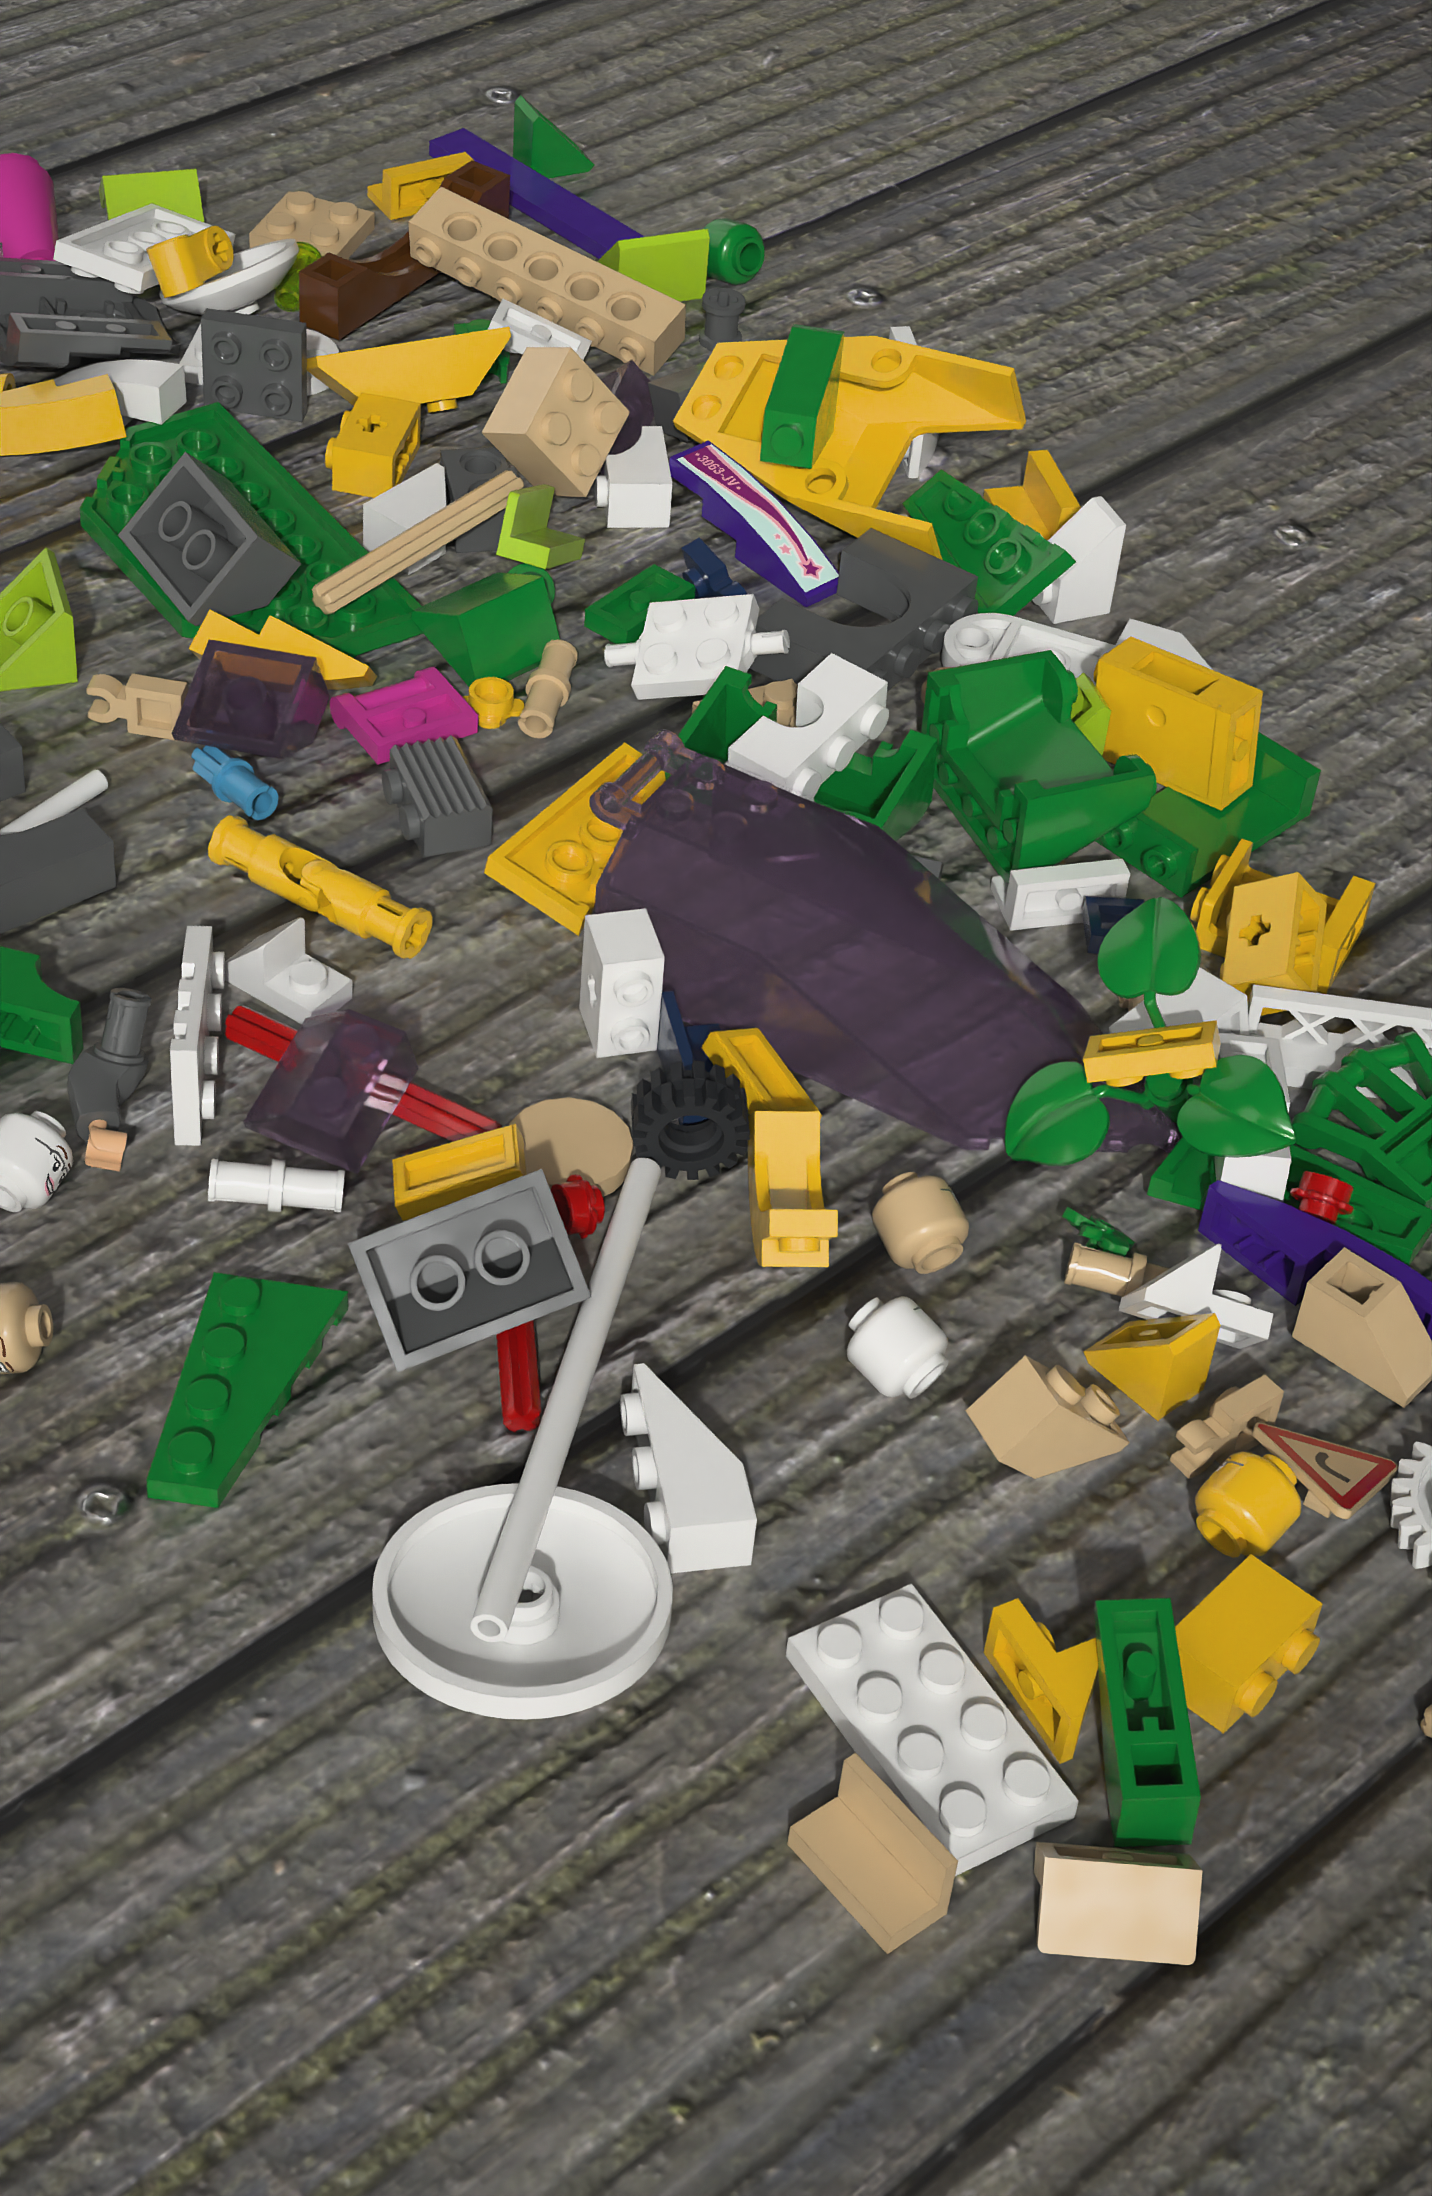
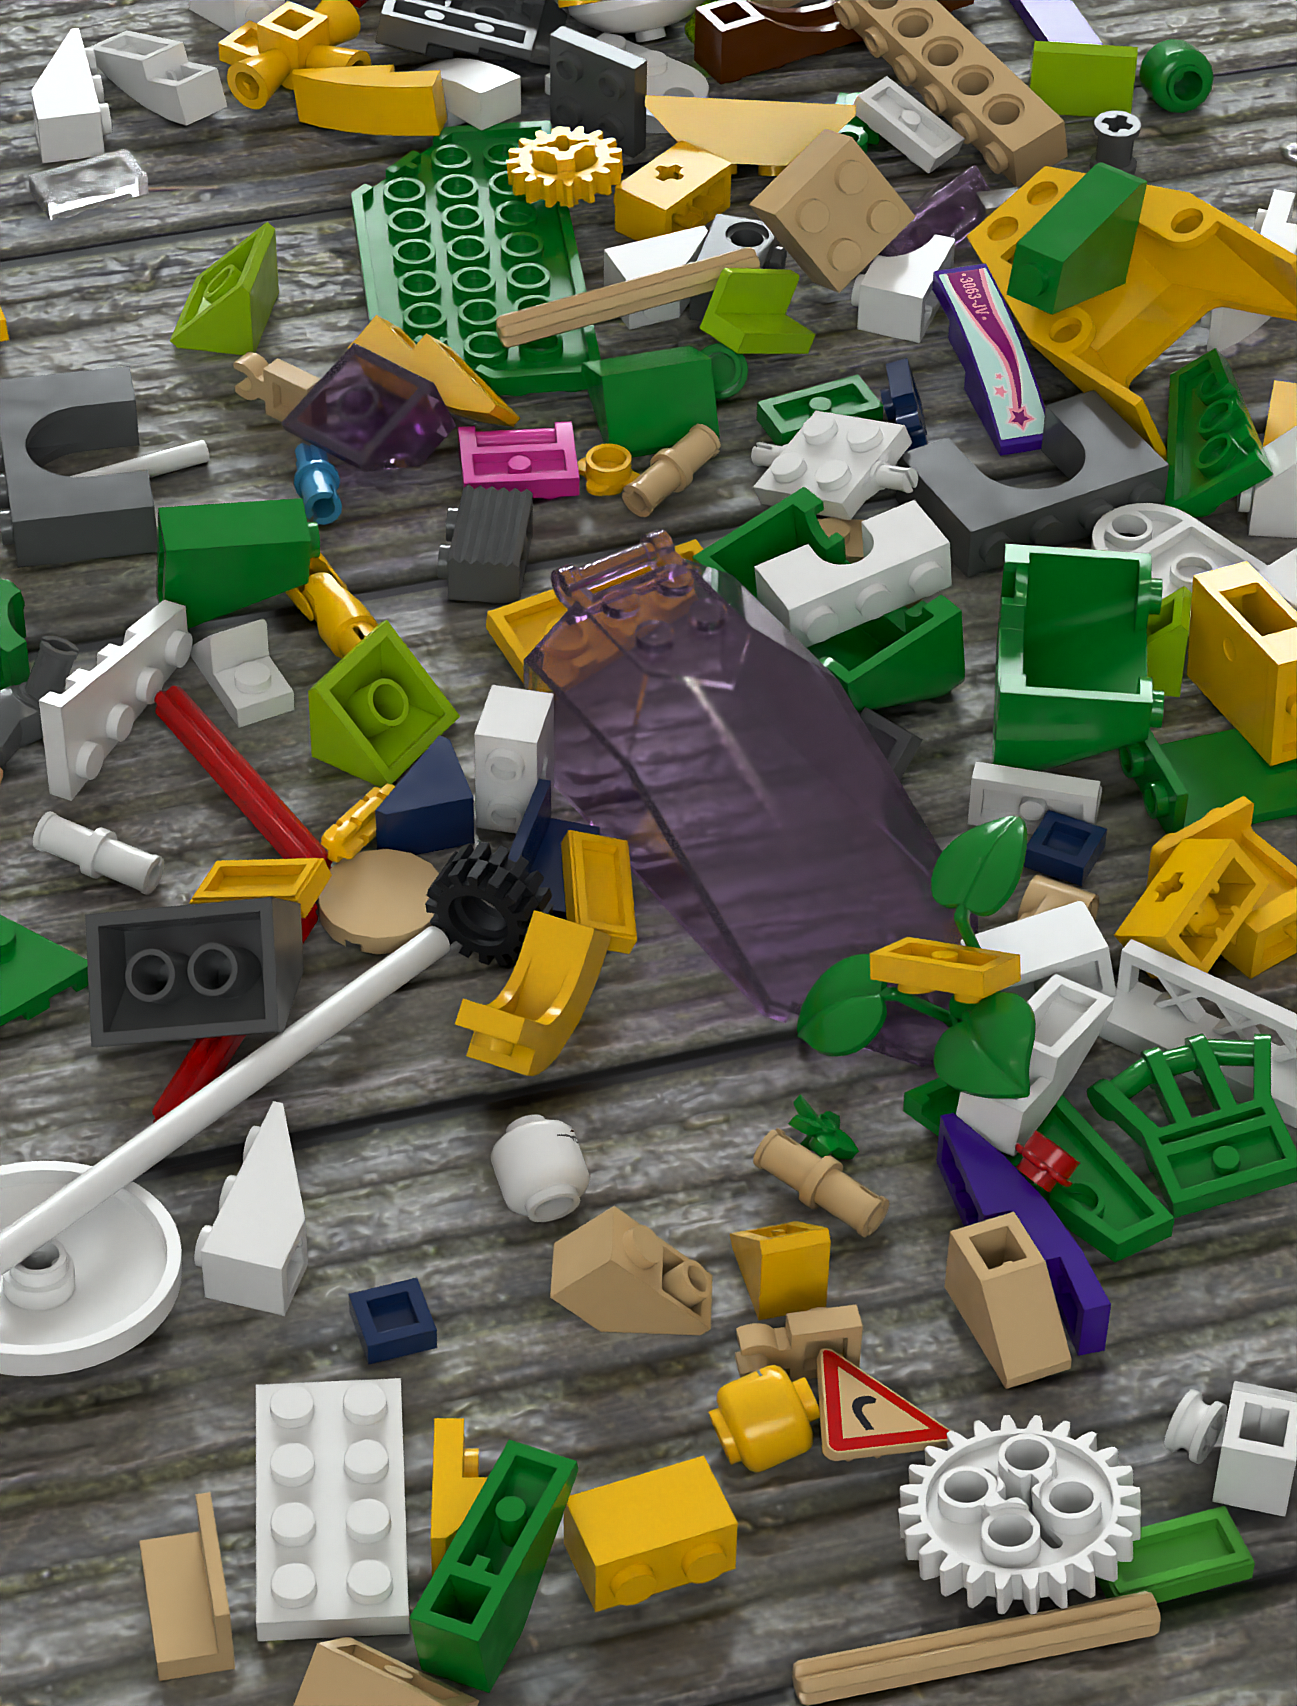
camera: 30 degrees right, 0 degrees up
(207, 544) = (429, 253): dark grey slope -> none
(225, 868) = (232, 554): none -> green slope
(277, 437) = (564, 166): none -> yellow gear
(335, 1087) = (202, 785): clear purple slope -> none
(451, 977) = (377, 710): none -> lime slope
(508, 1082) = (355, 827): none -> yellow axle
(565, 1045) = (428, 806): none -> dark blue slope
(579, 1205) = (347, 952): red plate -> none
(866, 1533) = (392, 1320): none -> dark blue plate
(920, 1222) = (648, 1064): tan head -> none
(1189, 1291) = (832, 1203): white slope -> none

